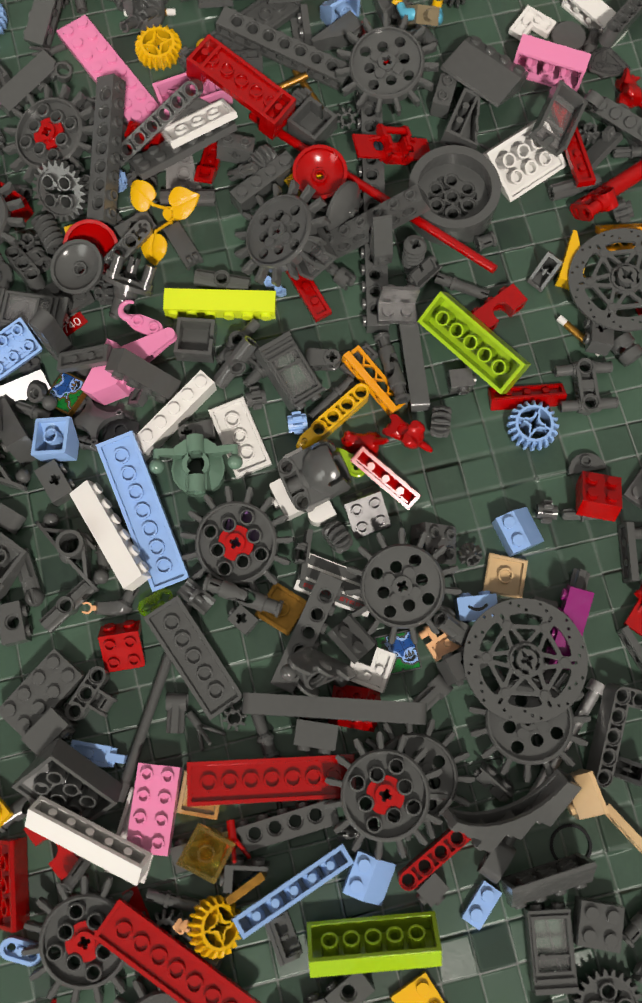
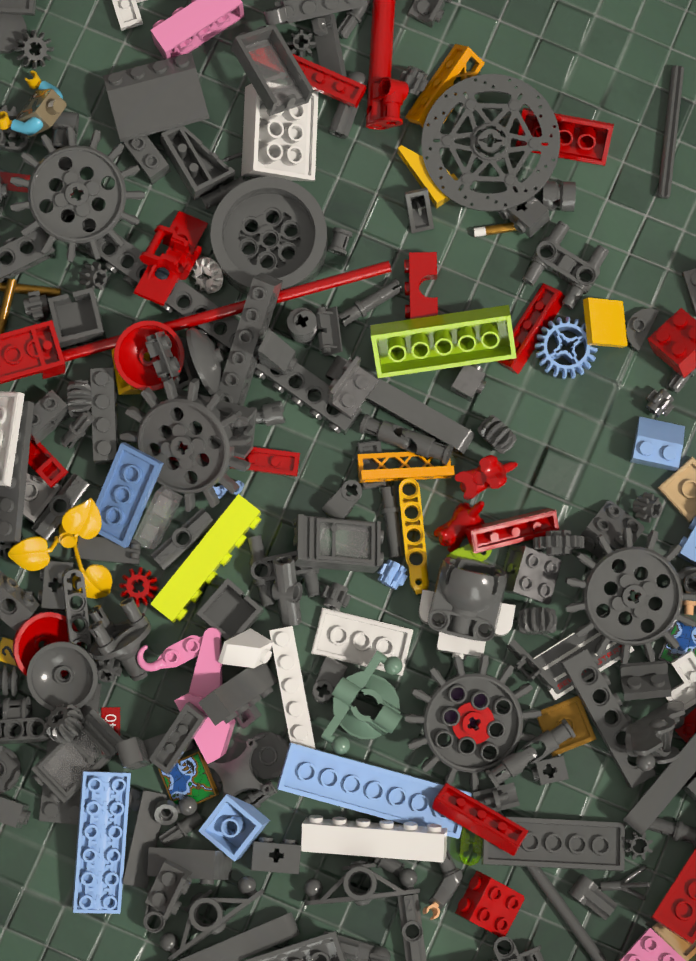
camera: 50 degrees left, 5 degrees up
(45, 285) = (64, 723): none -> dark grey gear
(172, 593) = (479, 819): none -> red slope
(175, 271) = (137, 579): none -> red gear
(175, 362) = (246, 650): none -> white slope
(222, 224) = (126, 493): none -> medium blue plate
(223, 254) = (157, 517): none -> clear brick
(330, 171) = (167, 363): none -> dark grey hinge
(400, 511) = (558, 543): none -> dark grey gear
(402, 173) = (210, 268): none -> white gear
(569, 437) = (605, 322): none -> yellow tile

